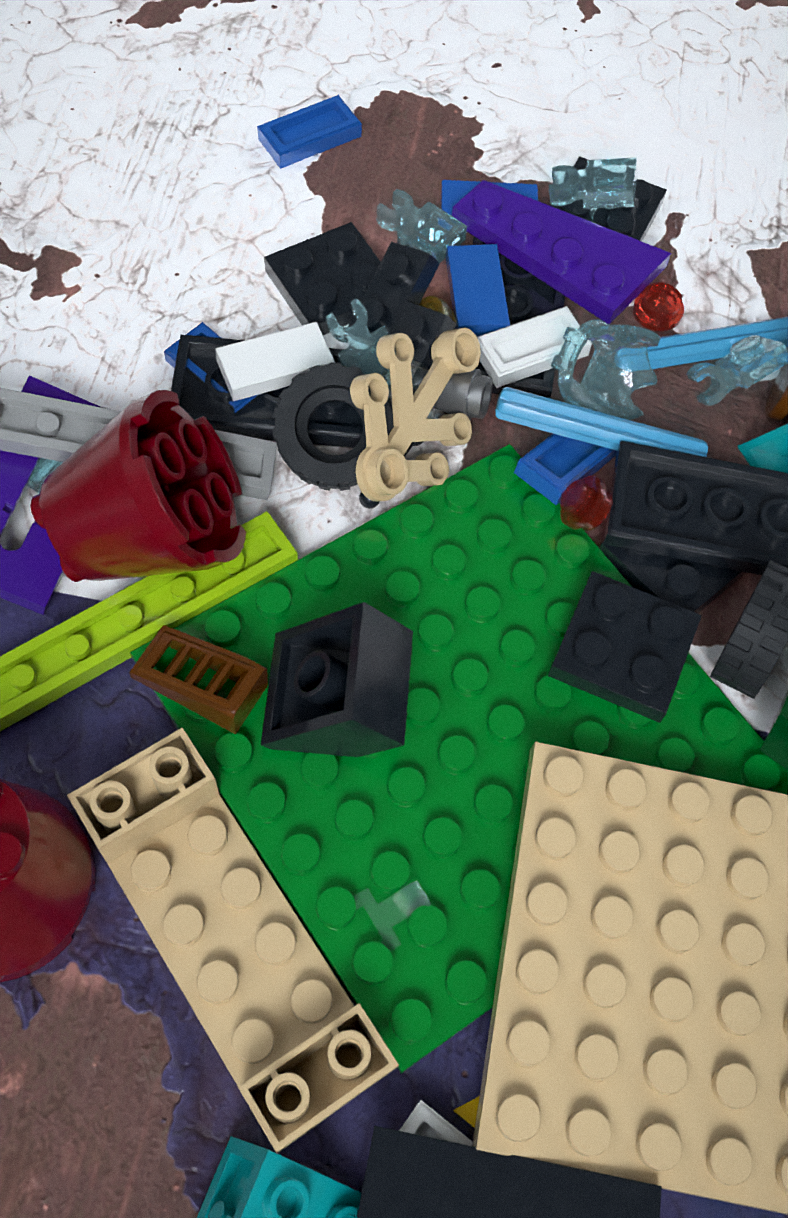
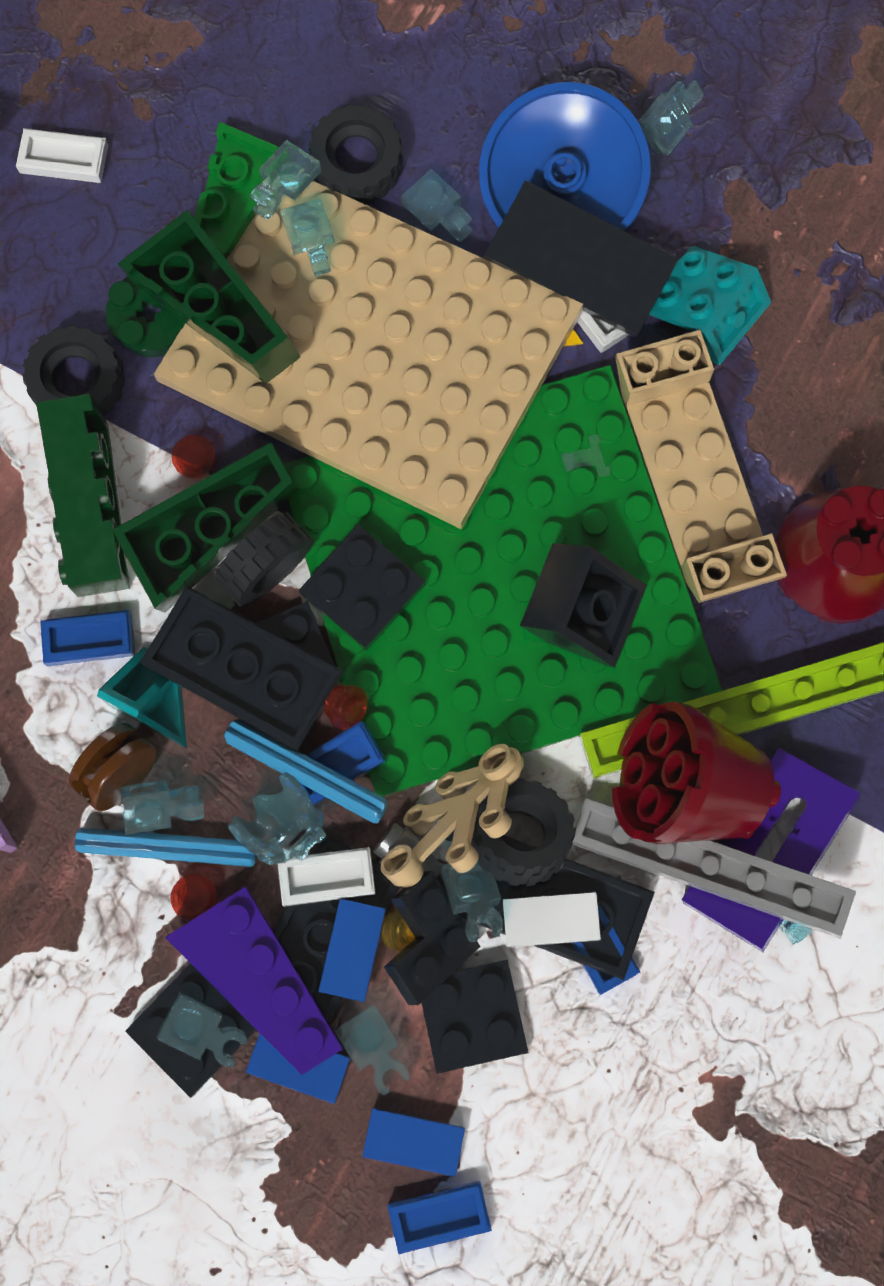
camera: 155 degrees left, 15 degrees up
(228, 713) = (679, 620): reddish brown slope -> none
(353, 174) = (413, 1142): none -> blue tile

